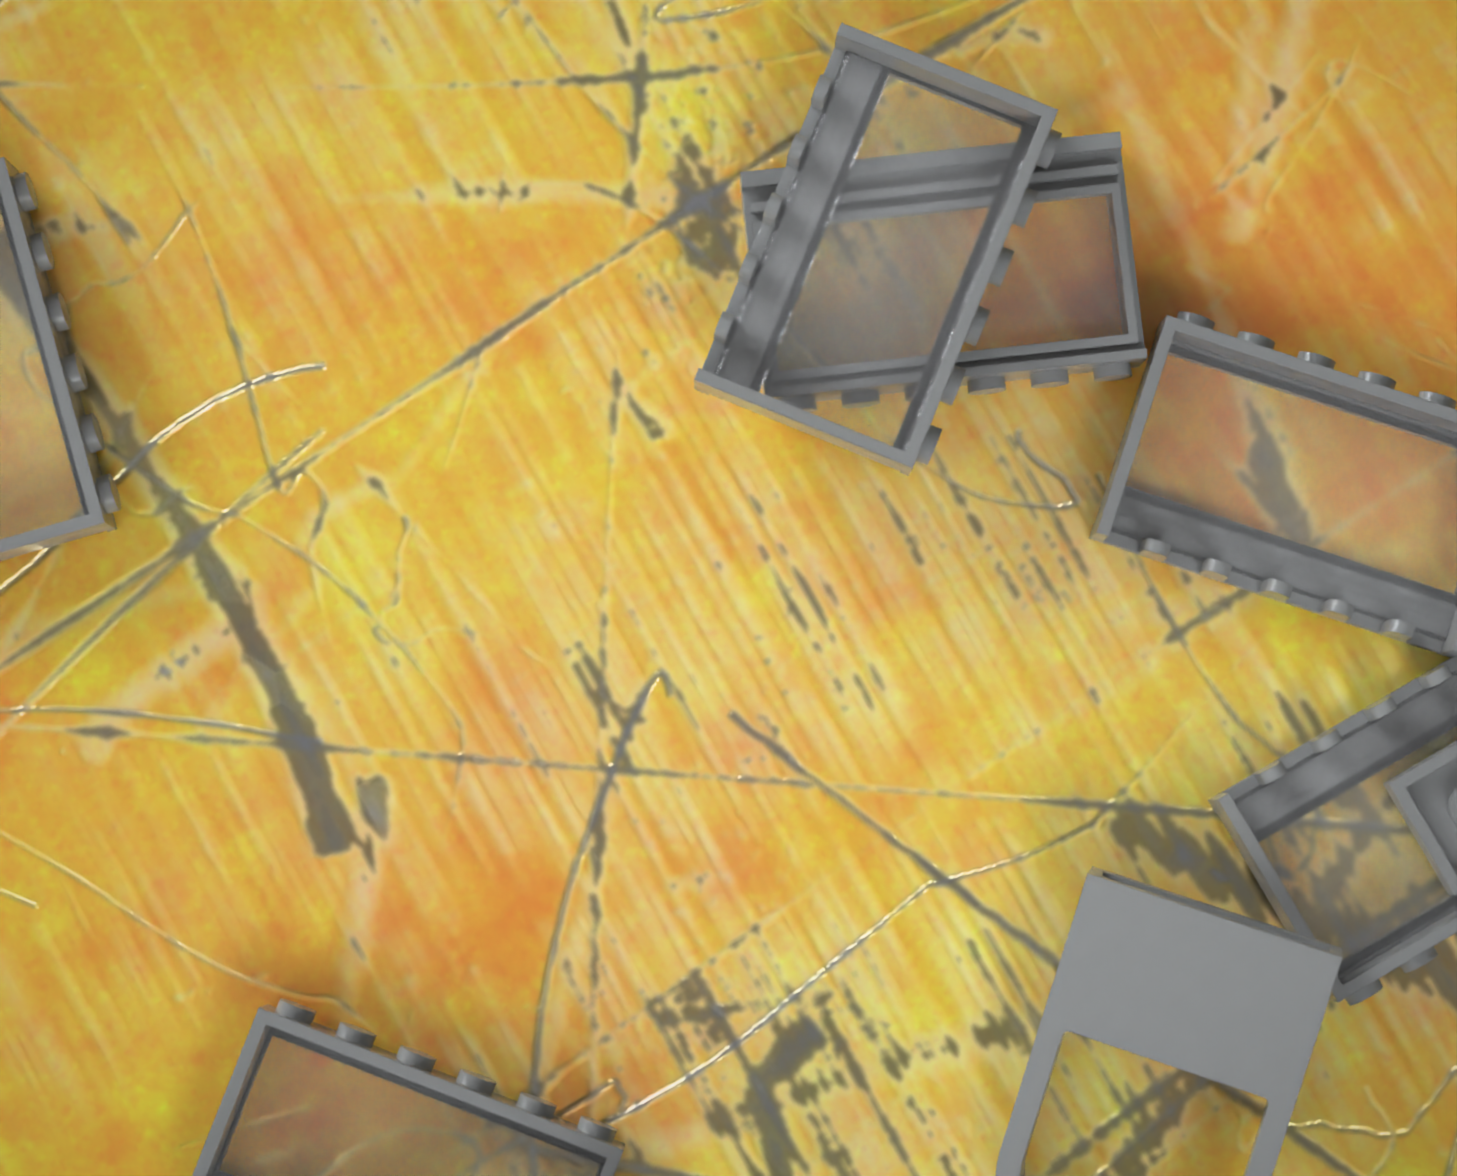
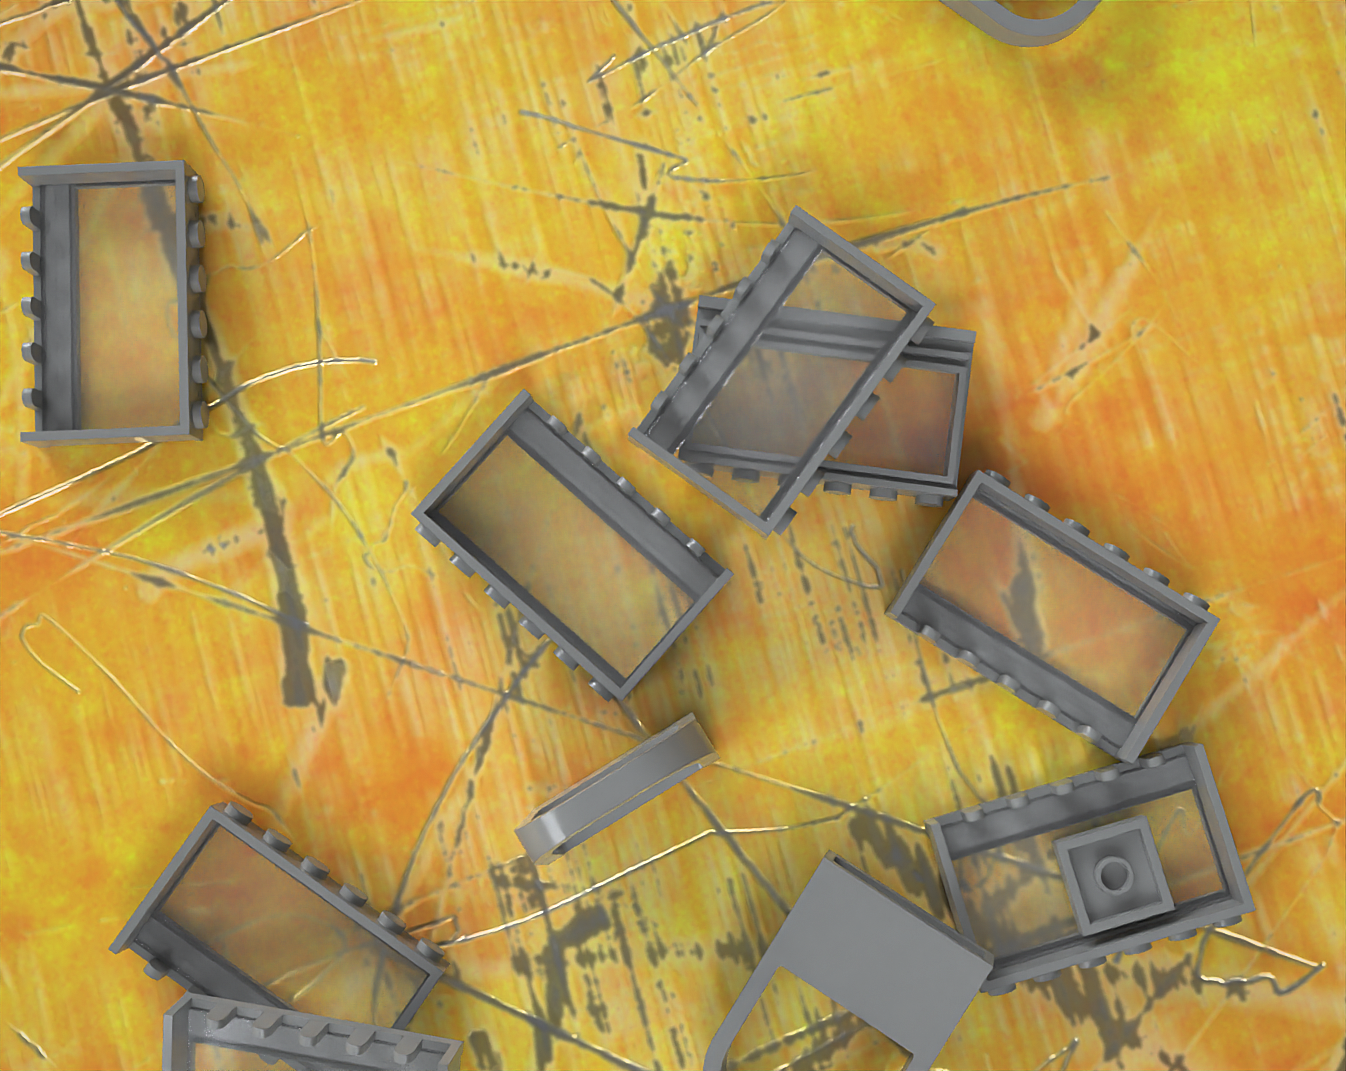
camera: 15 degrees right, 0 degrees up
(649, 550) = (570, 547): none -> clear window
(803, 841) = (615, 790): none -> light grey window

